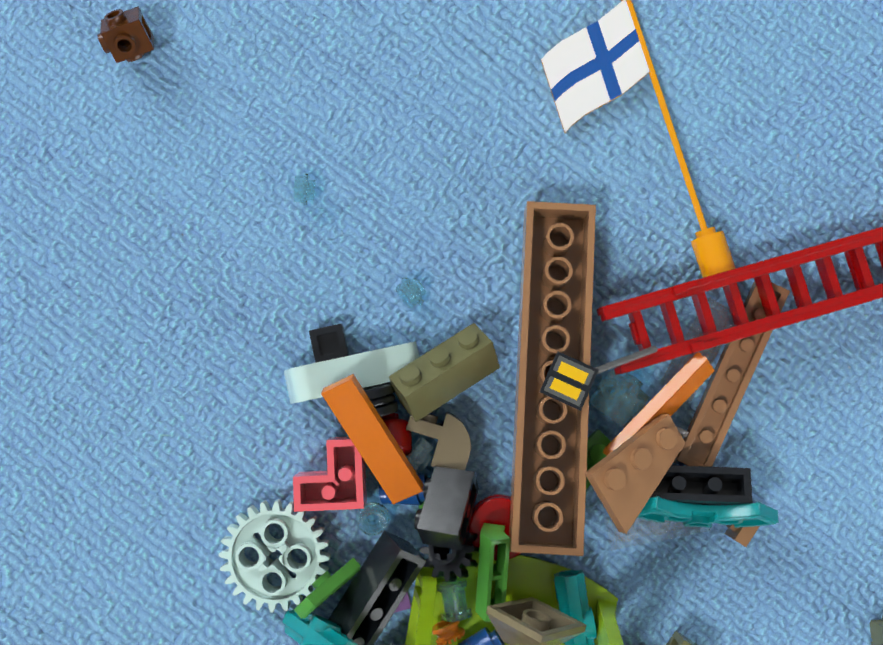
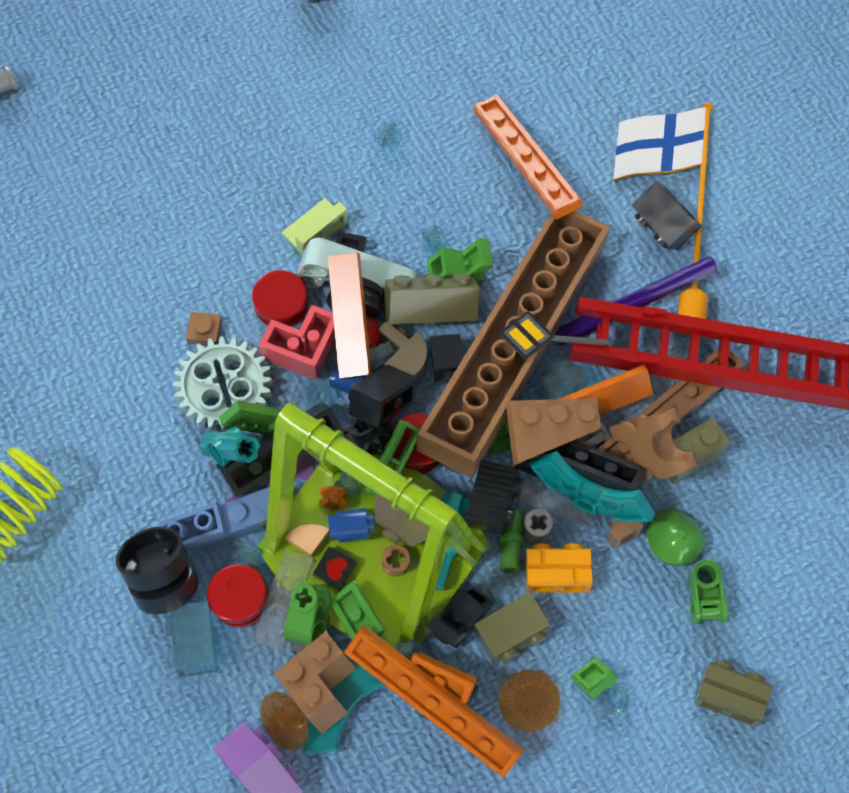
camera: 25 degrees right, 20 degrees down
(224, 499) = (203, 327): none -> medium nougat plate
(280, 331) = (318, 222): none -> yellowish green panel
(286, 434) = (280, 297): none -> red head
(454, 314) = (472, 261): none -> bright green brick
(468, 154) = (527, 157): none -> orange tile
(488, 422) = (445, 356): none -> black brick
(606, 561) = (493, 498): none -> black brick
(638, 584) = (511, 545): none -> bright green pin
(642, 157) = (666, 216): none -> black brick
(659, 258) = (645, 295): none -> dark purple axle
(659, 570) = (536, 518): none -> light grey bush
(697, 594) = (558, 569): none -> light orange brick
(747, 439) = (653, 444): none -> medium nougat piece
(777, 410) = (705, 442): none -> olive brick
(798, 503) = (675, 537): none -> bright green hat
(850, 555) = (707, 600): none -> bright green piece

